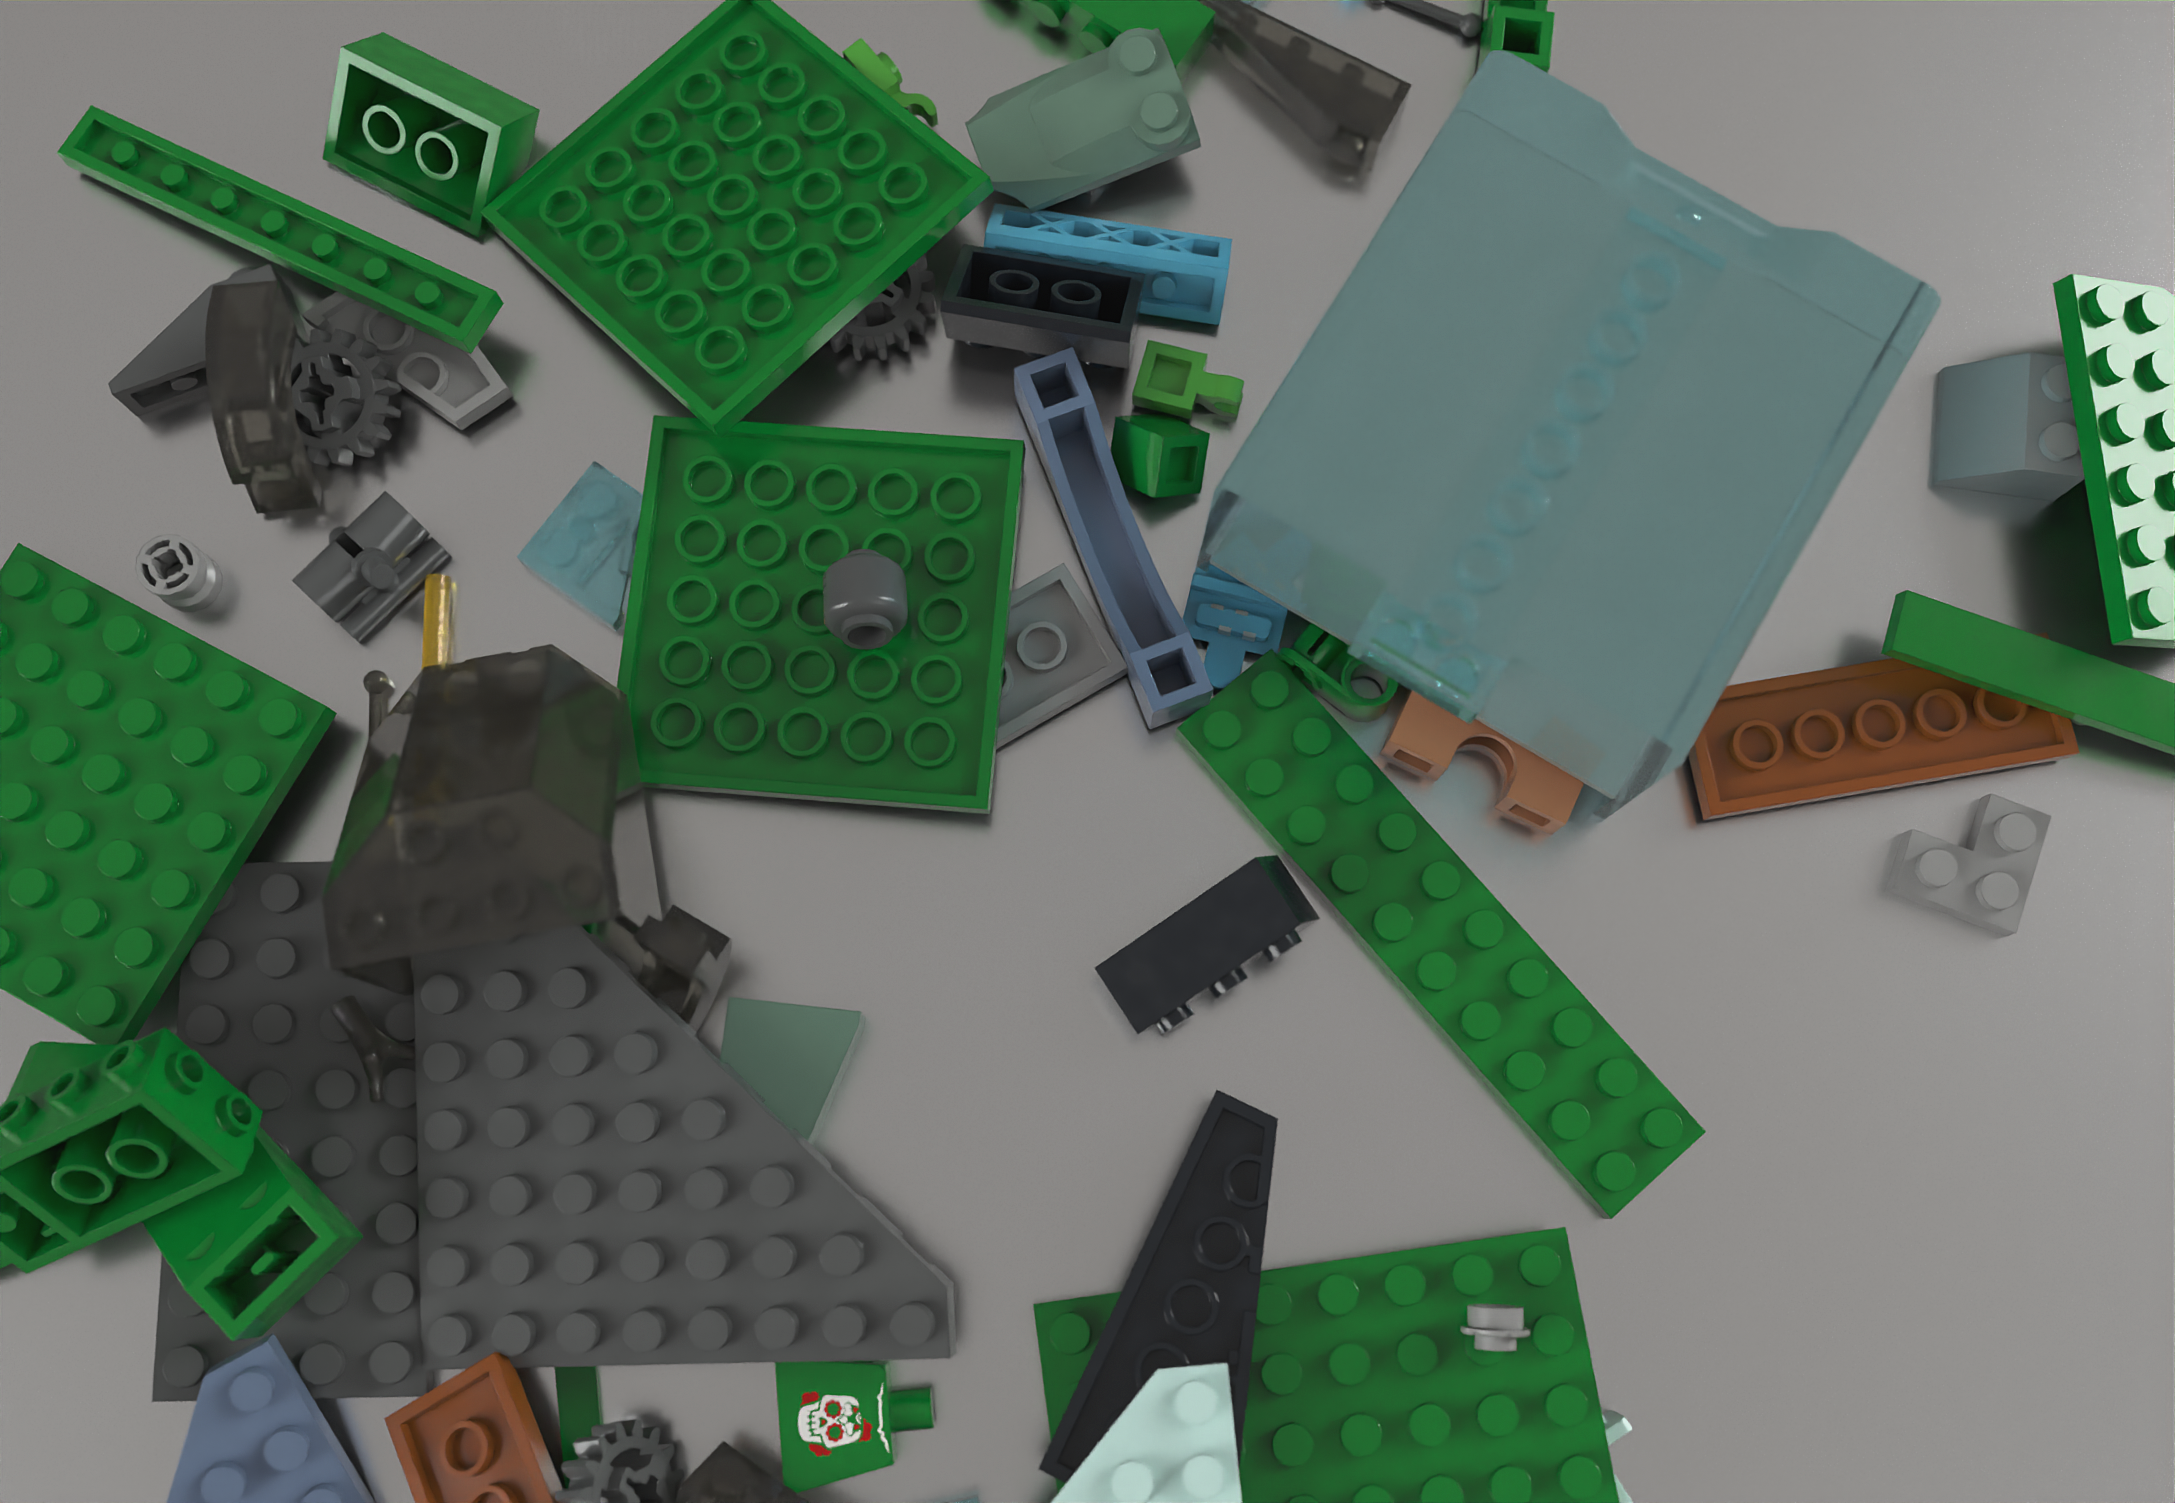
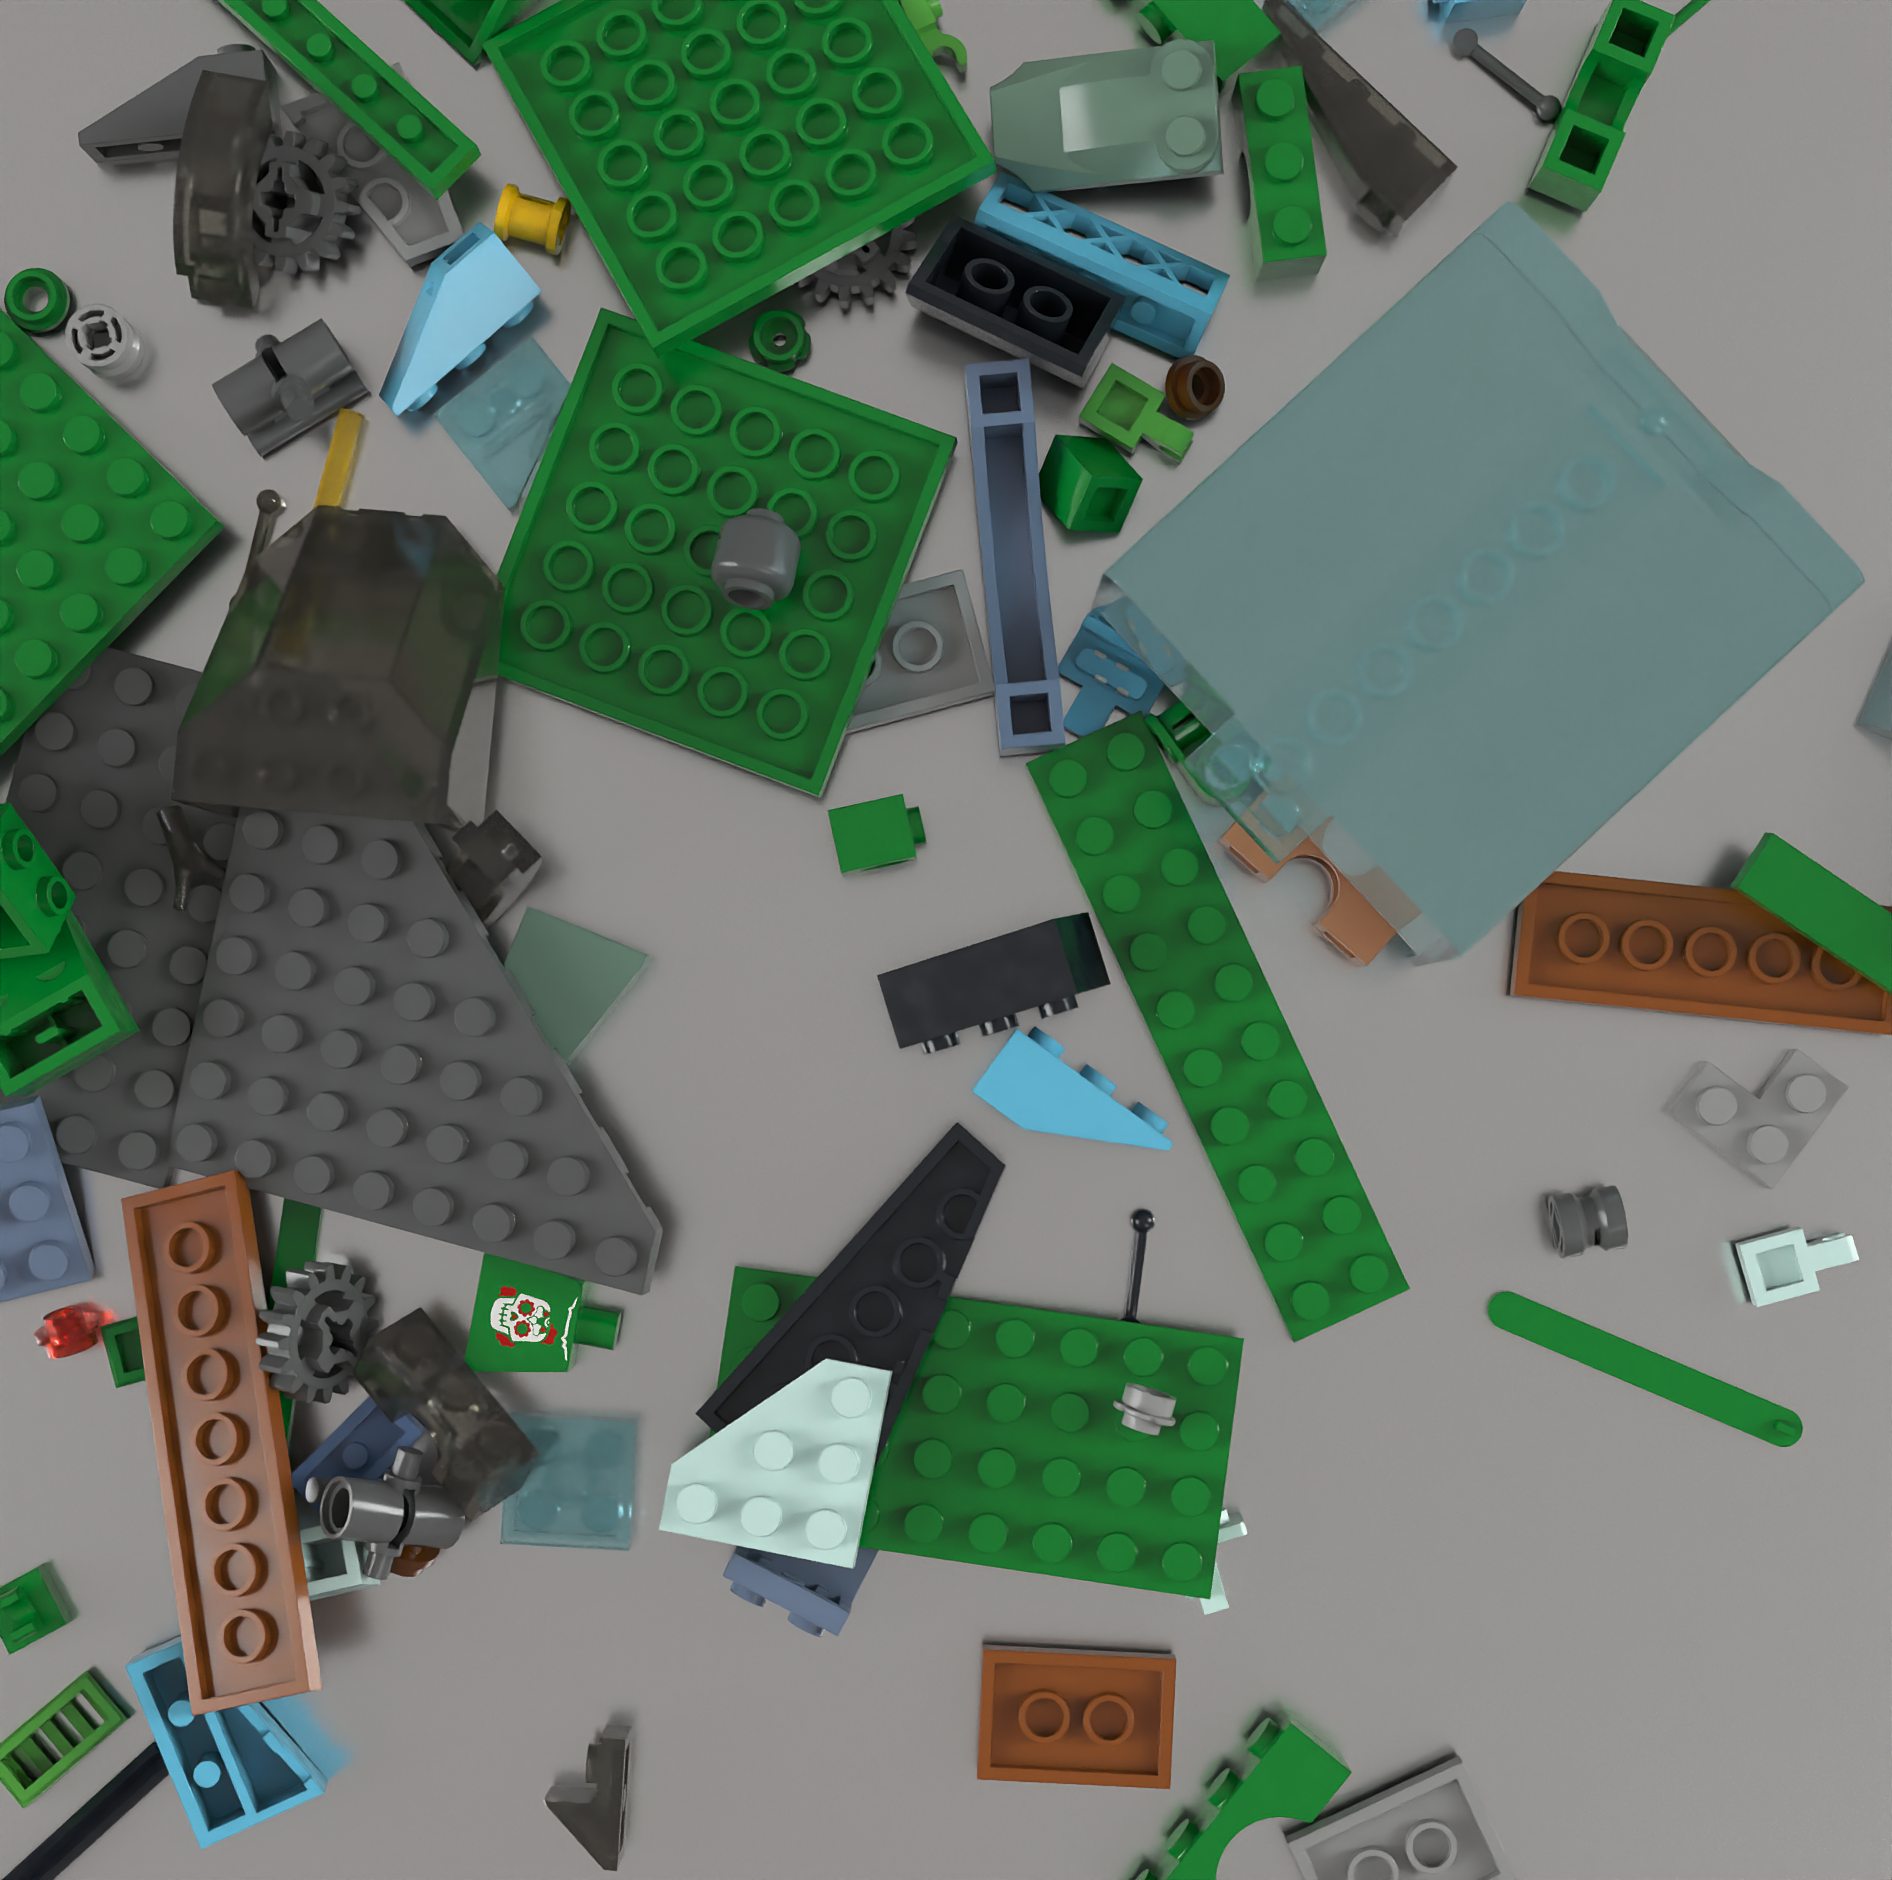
camera: 20 degrees right, 10 degrees up
(89, 545) = (23, 287): none -> green plate
(516, 448) = (460, 305): none -> medium azure slope
(567, 354) = (532, 219): none -> yellow bush
(830, 387) = (776, 323): none -> green plate
(1052, 834) = (876, 834): none -> green brick
(1231, 342) = (1194, 387): none -> reddish brown plate
(1267, 163) = (1281, 171): none -> green arch
(1298, 1041) = (1051, 1097): none -> medium azure slope
(1424, 1142) = (1142, 1222): none -> black hinge
(1854, 1015) = (1588, 1221): none -> dark grey wheel
(1954, 1146) = (1644, 1369): none -> green piece
(2056, 1002) = (1785, 1265): none -> light aqua plate

